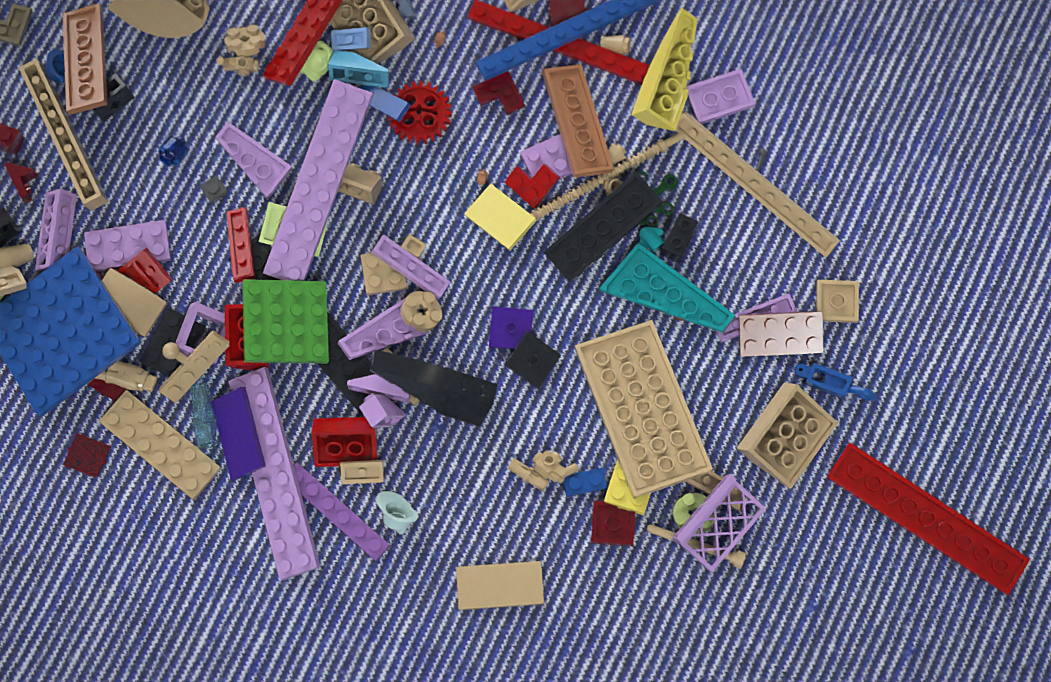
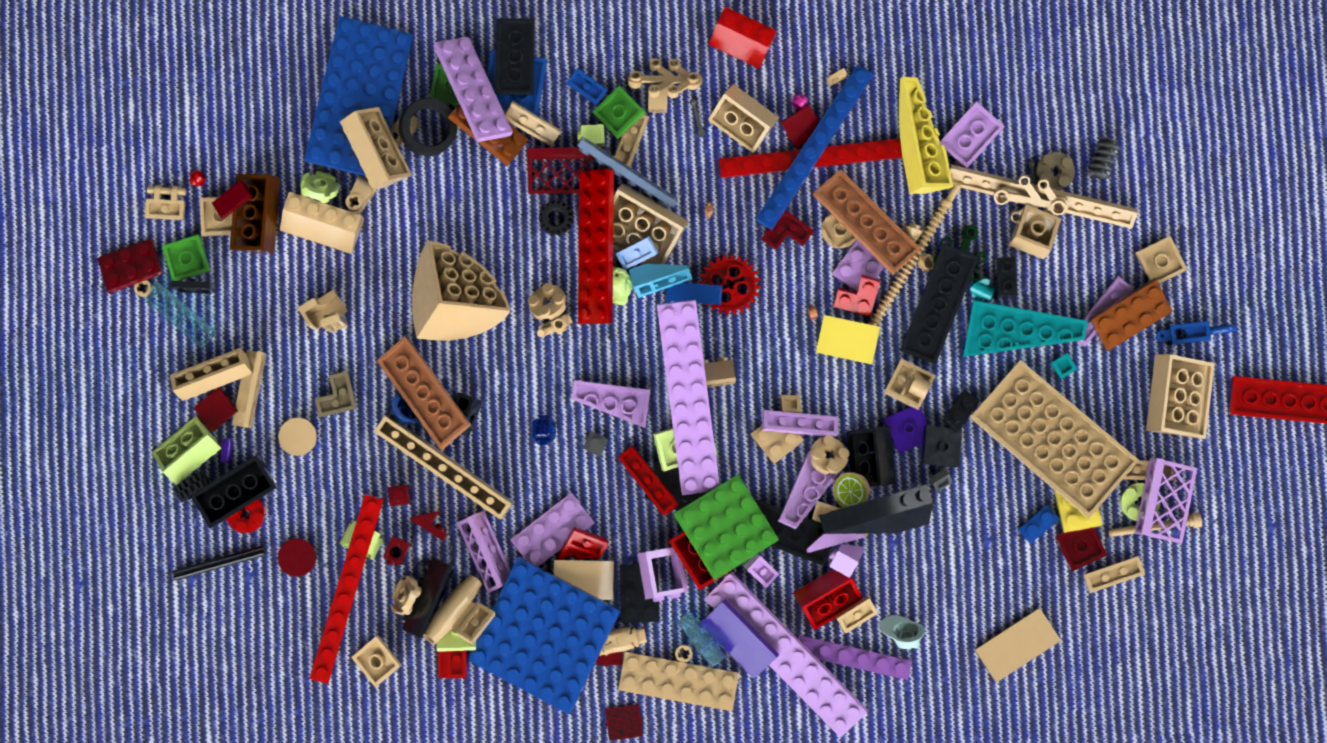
camera: 25 degrees left, 10 degrees up
(184, 426) = (681, 659): none -> tan bush
(192, 366) = (671, 606): tan plate -> none
(296, 381) = (761, 570): none -> lavender slope
(425, 349) = (851, 489): none -> tile
(460, 334) = (872, 455): none -> black slope
(513, 390) = (941, 479): none -> dark grey tile
(528, 474) = (990, 543): tan pin -> none
(534, 287) = (909, 384): none -> tan plate
(544, 119) = (836, 234): none -> tan tile
(548, 466) = (1004, 528): tan piece -> none
(569, 337) = (961, 410): none -> black plate
(619, 44) = (860, 134): tan cone -> none
(630, 568) = (1114, 574): none -> tan plate
(690, 348) = (1063, 366): none -> teal plate
(730, 210) = (1035, 232): none -> tan slope
(745, 181) = (1034, 199): none -> tan plant
(784, 158) = (1064, 164): none -> dark tan plate
(832, 179) = (1103, 158): none -> dark grey piece

